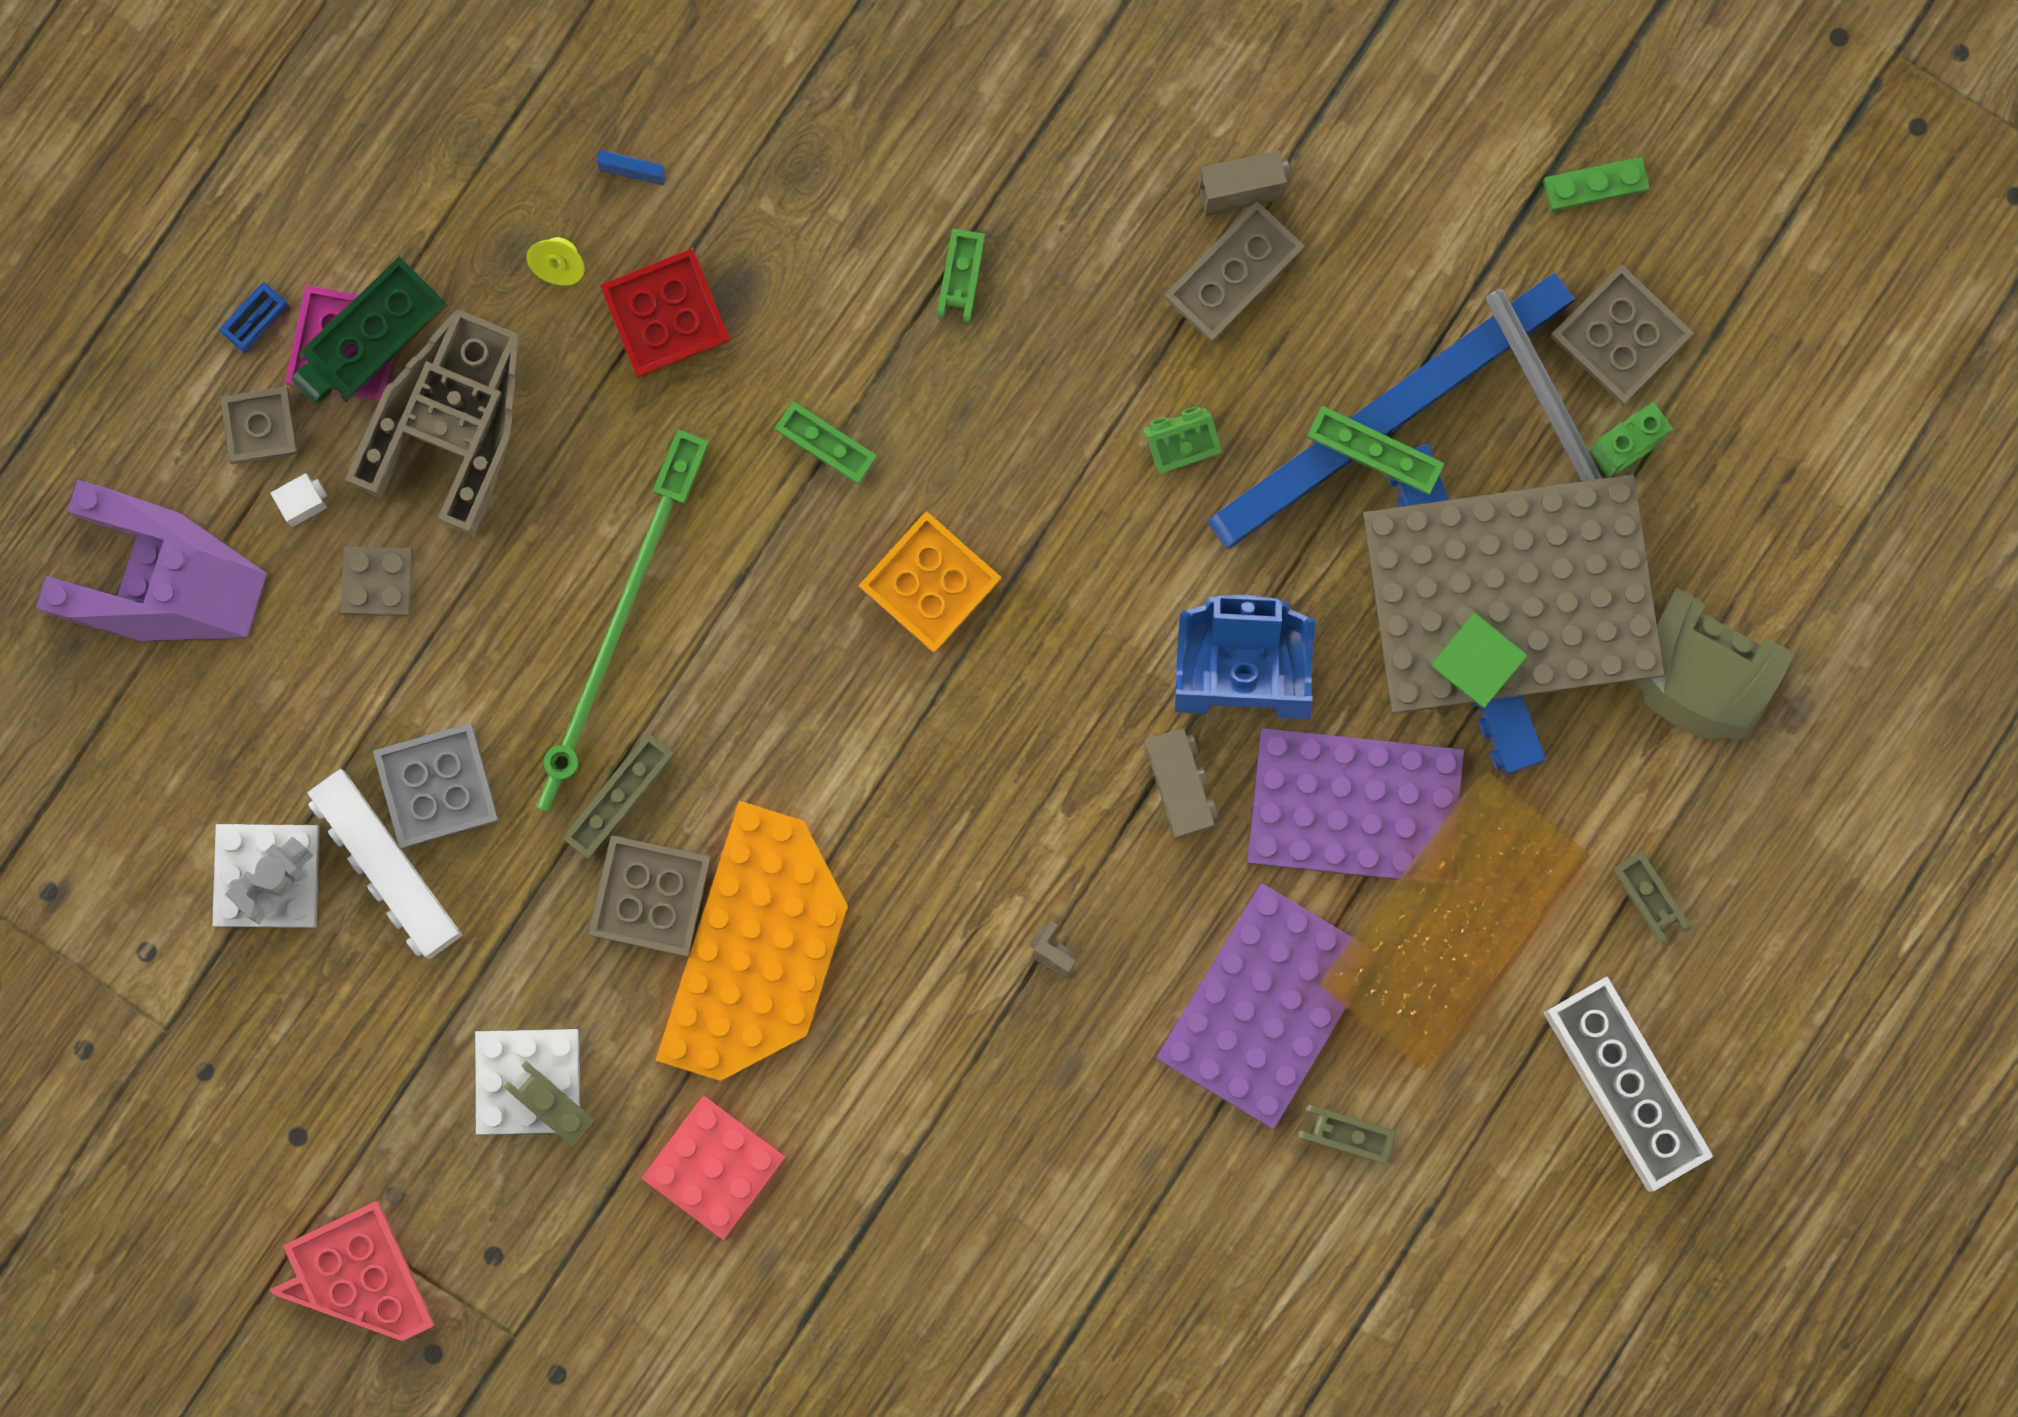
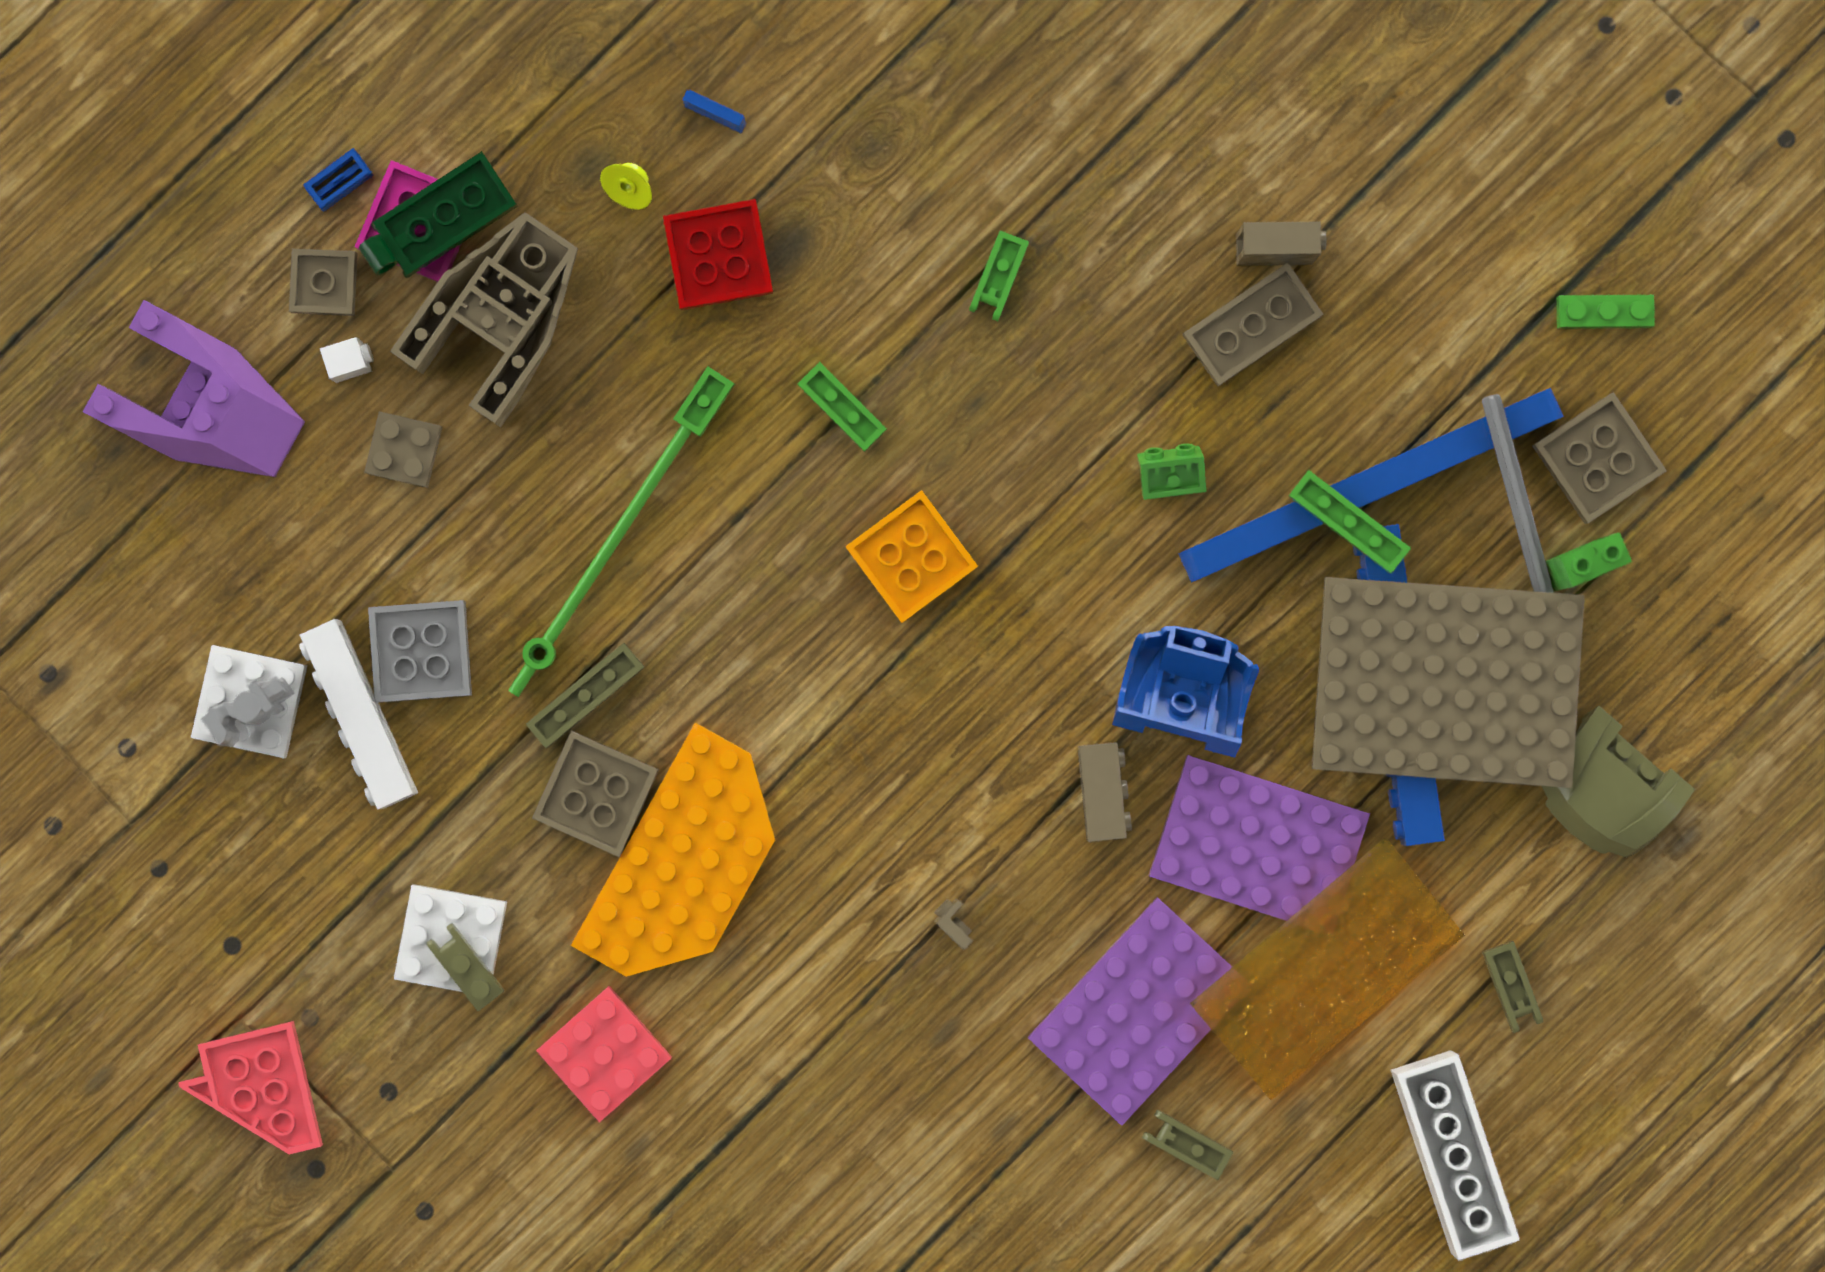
camera: 10 degrees right, 5 degrees up
(1478, 660) = (1403, 739): bright green tile -> none

